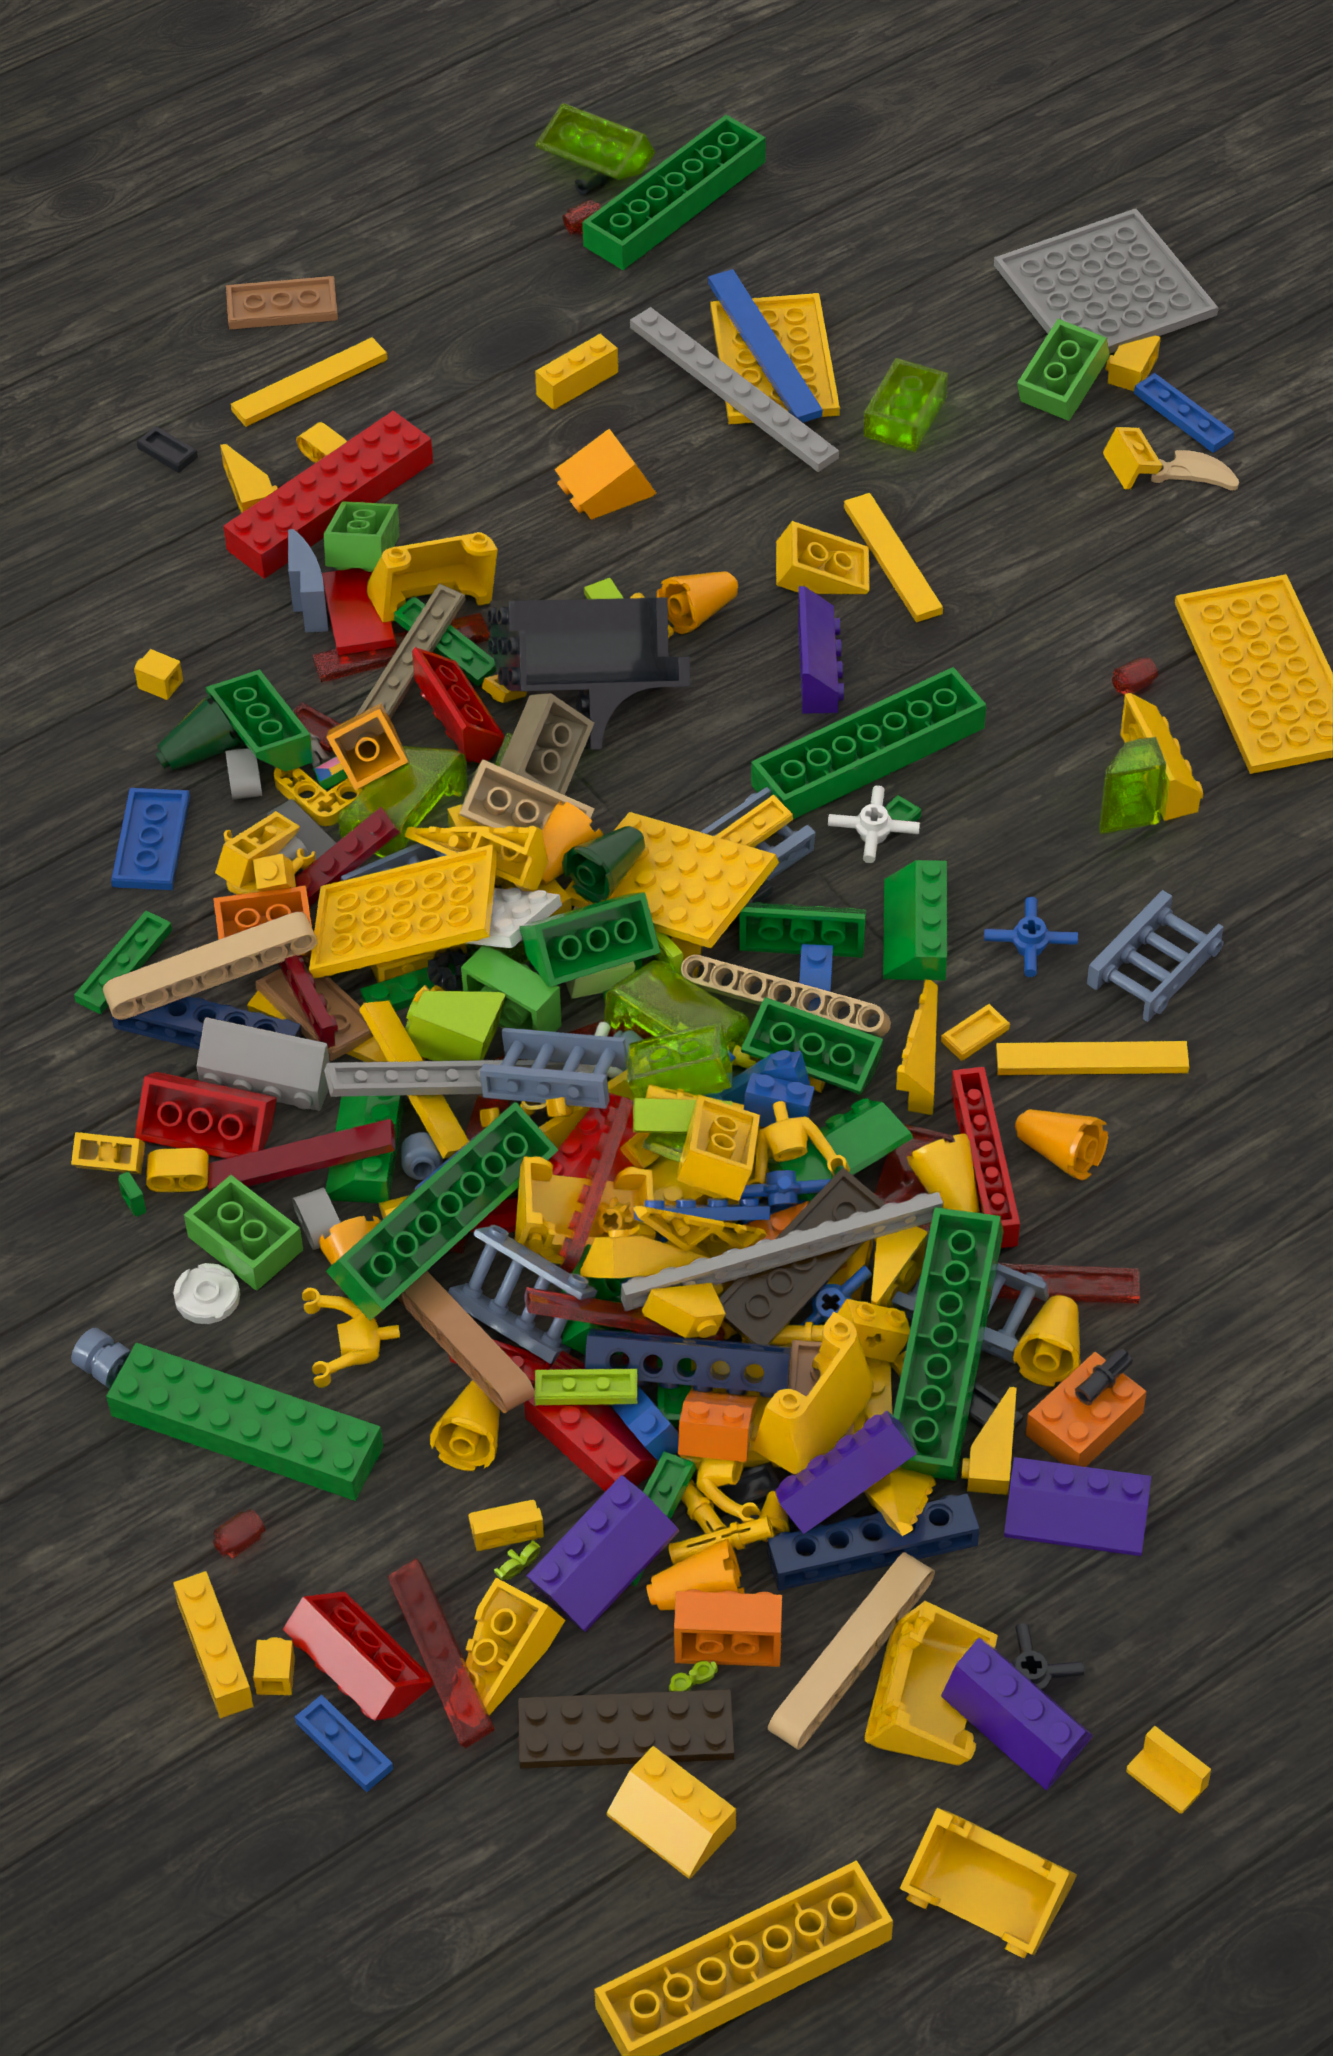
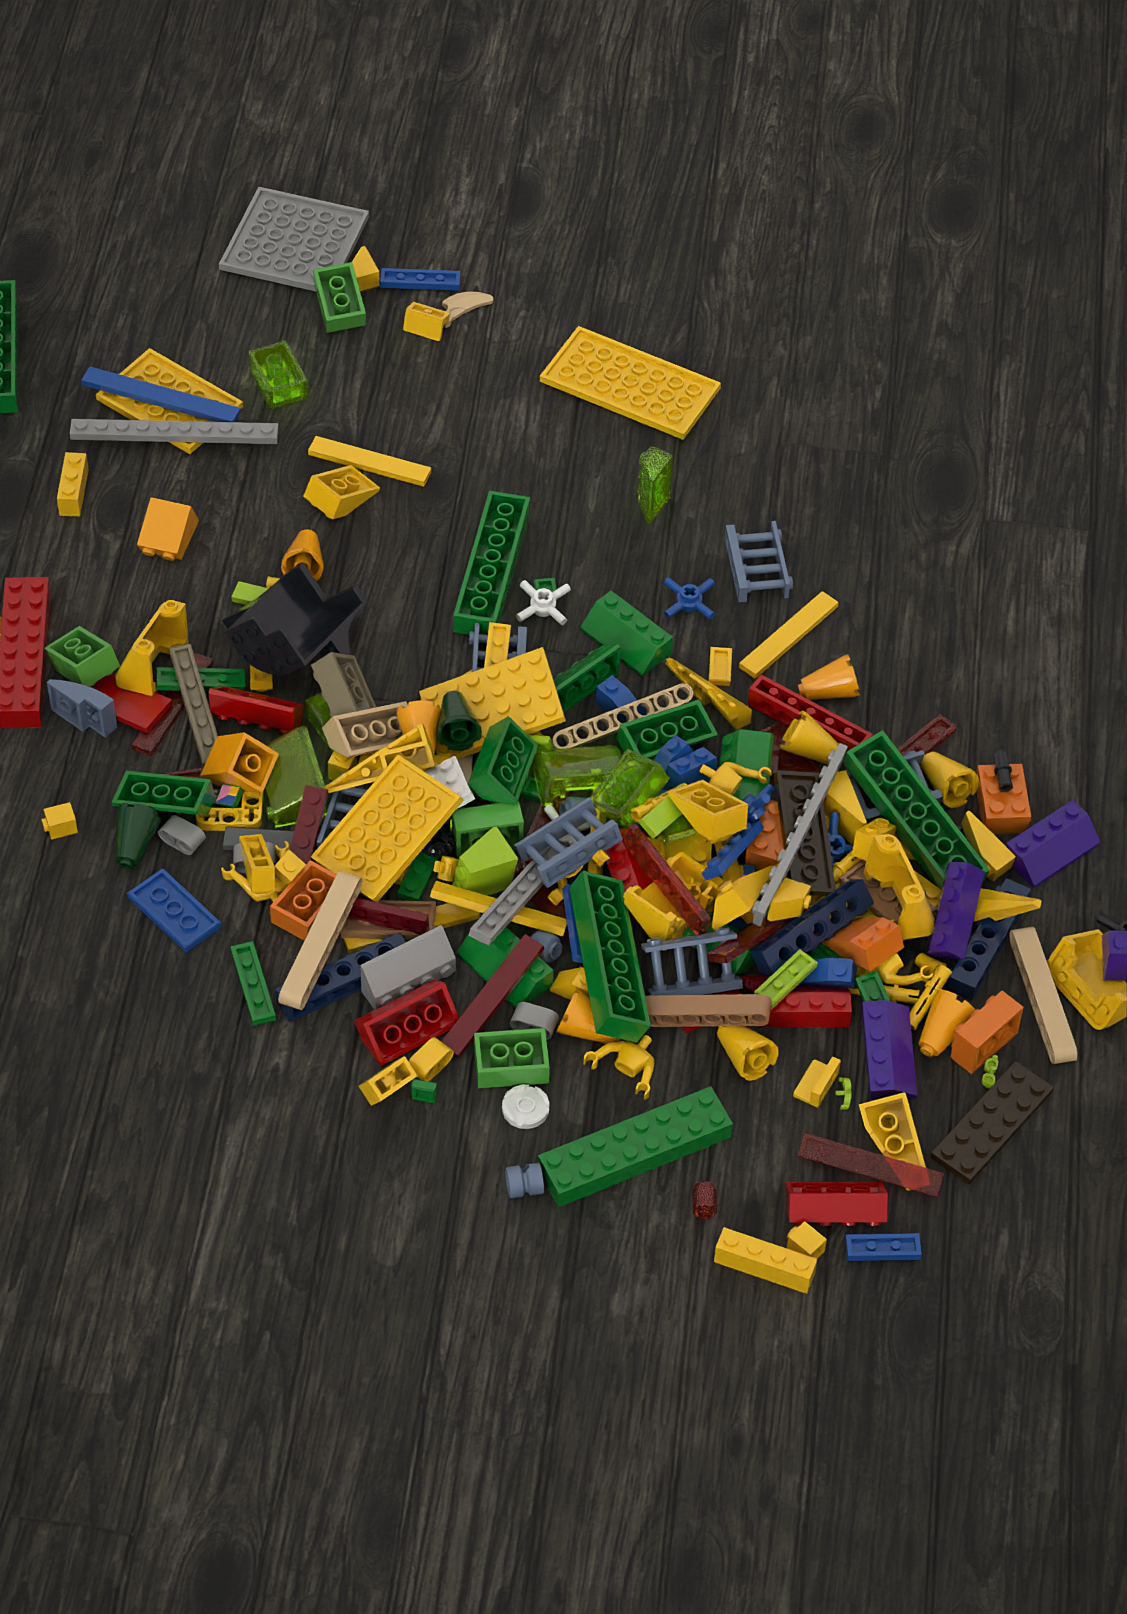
camera: 50 degrees left, 0 degrees up
(672, 1812) = (1064, 1136): yellow slope -> none
(700, 1234) = (752, 855): yellow wedge -> none
(818, 654) = (403, 539): dark purple slope -> none
(1134, 675) = (571, 431): clear red brick -> none
(1180, 791) = (624, 460): yellow slope -> none

